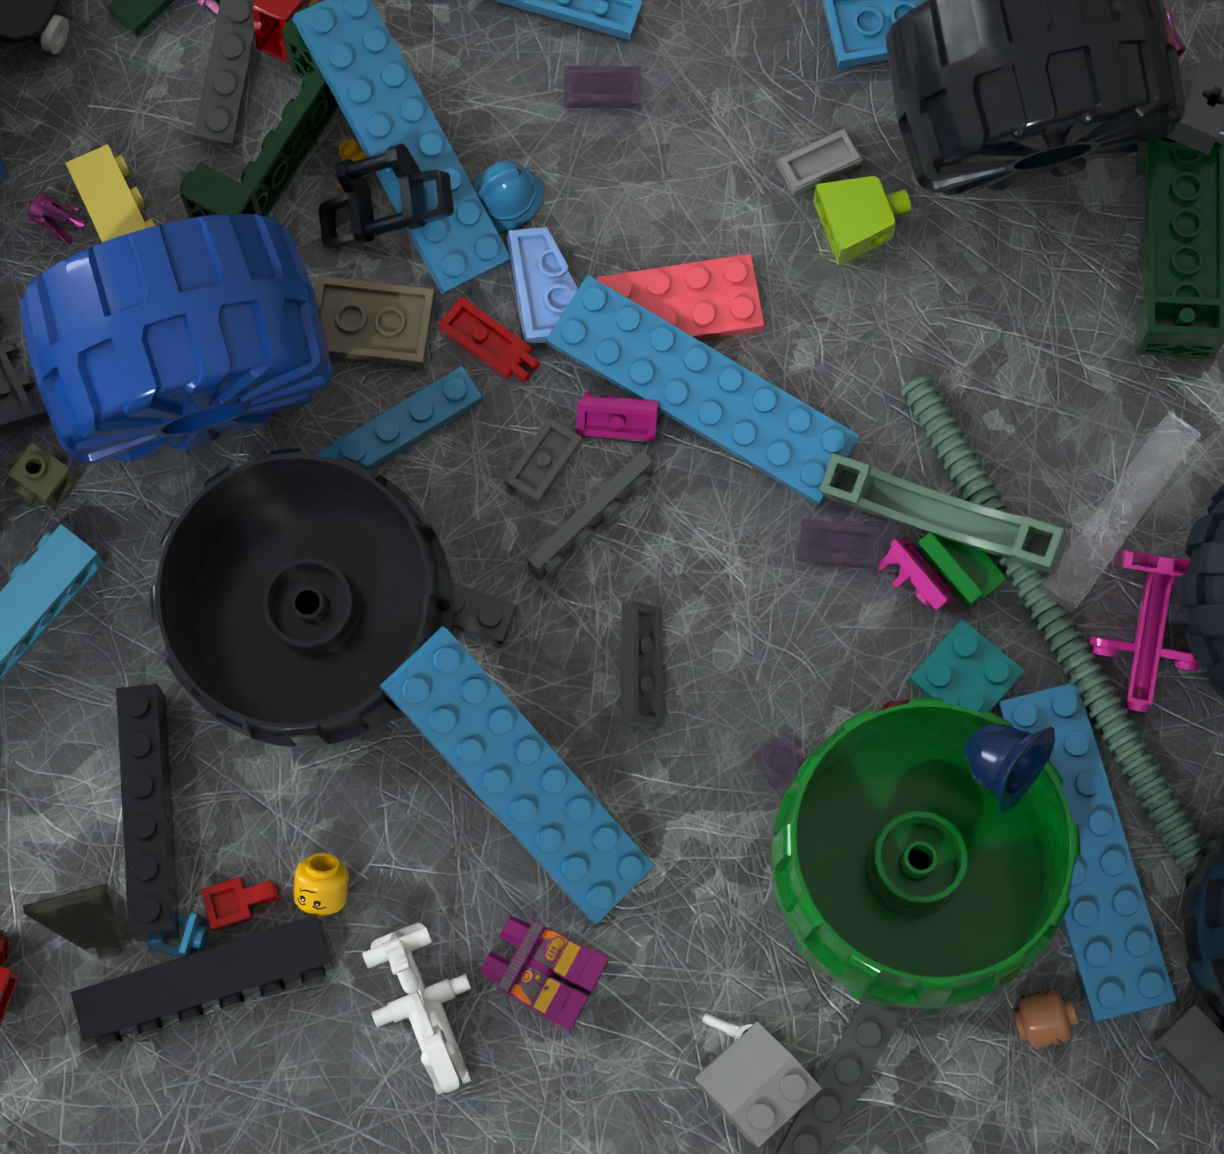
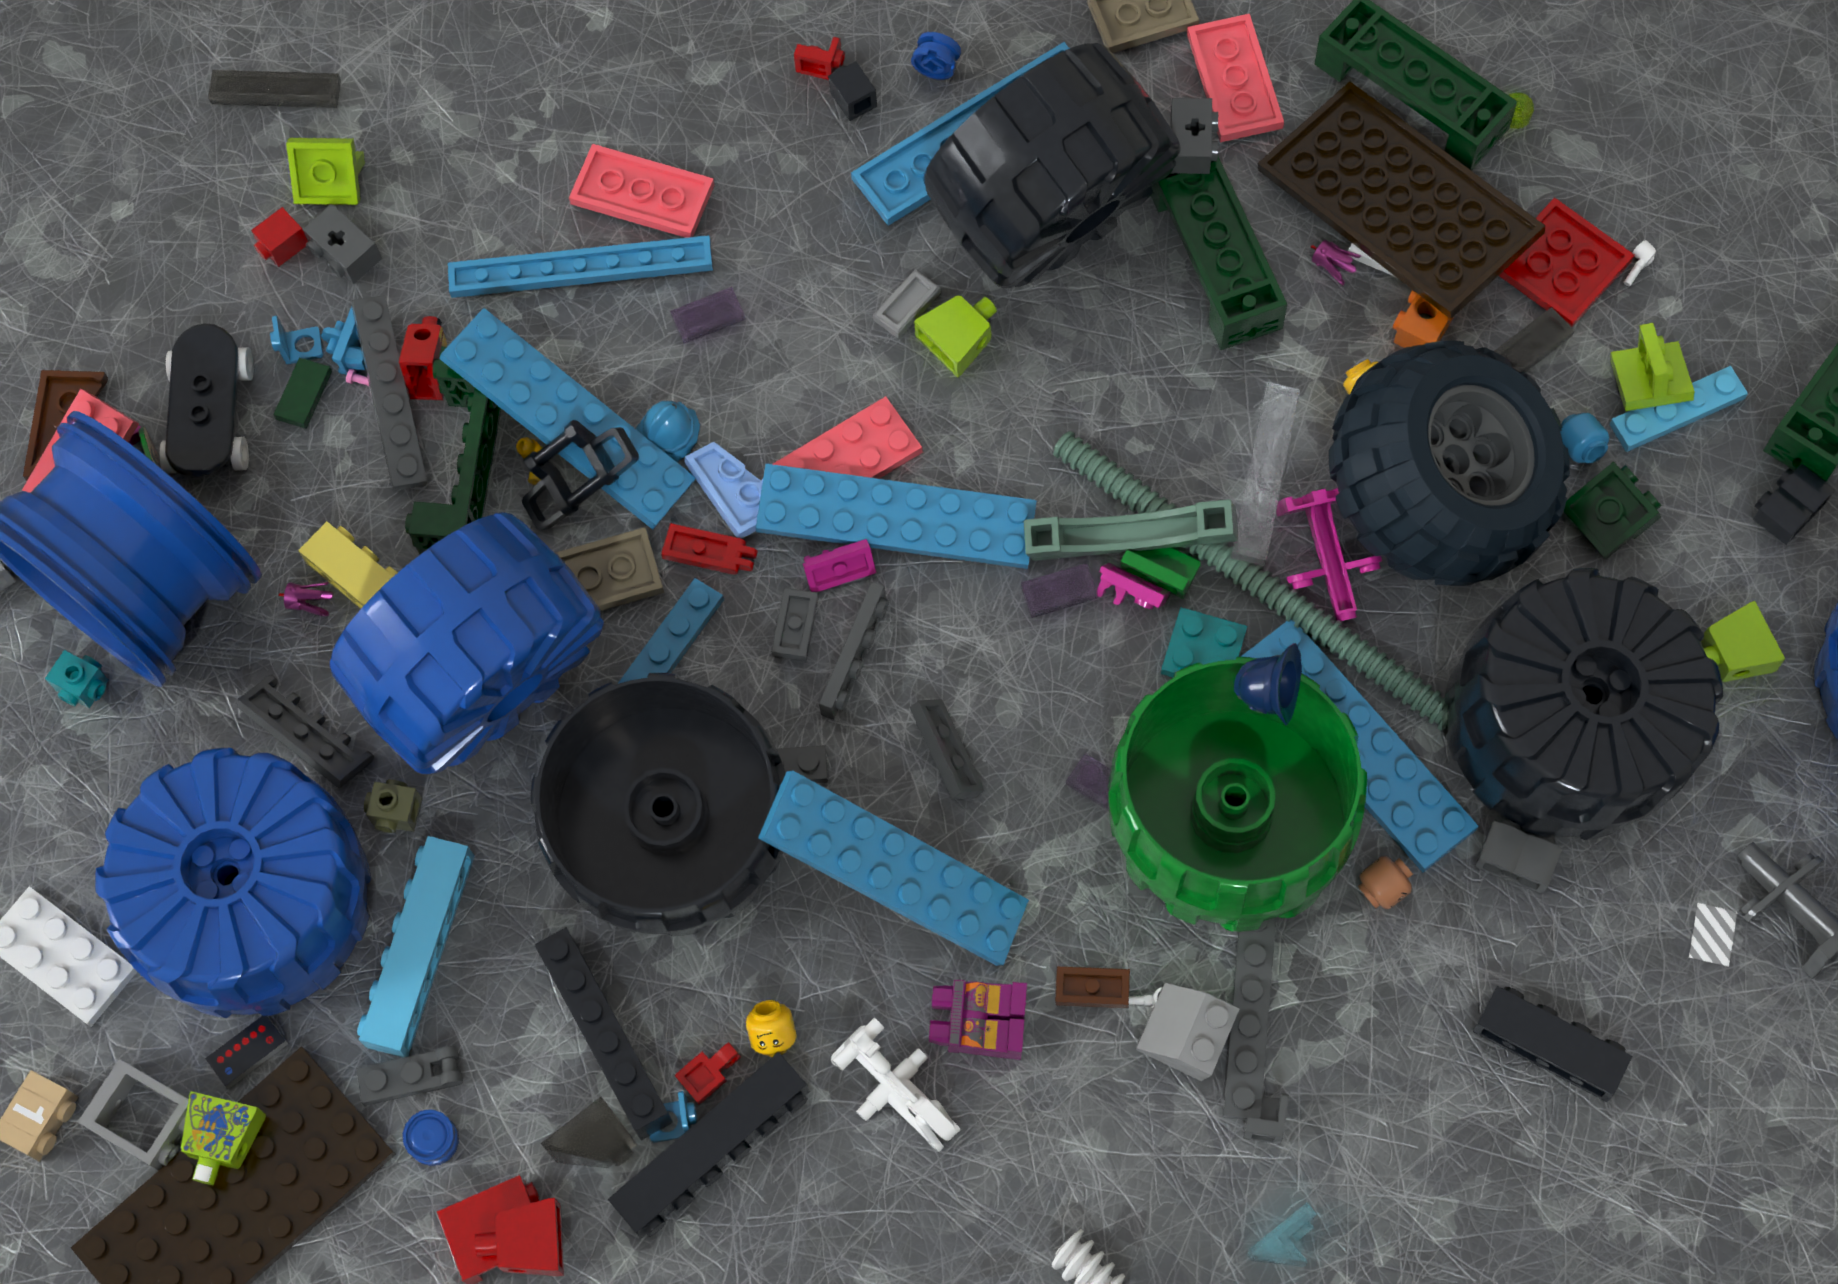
camera: 20 degrees left, 5 degrees down
(679, 991) = (1092, 987): none -> reddish brown plate

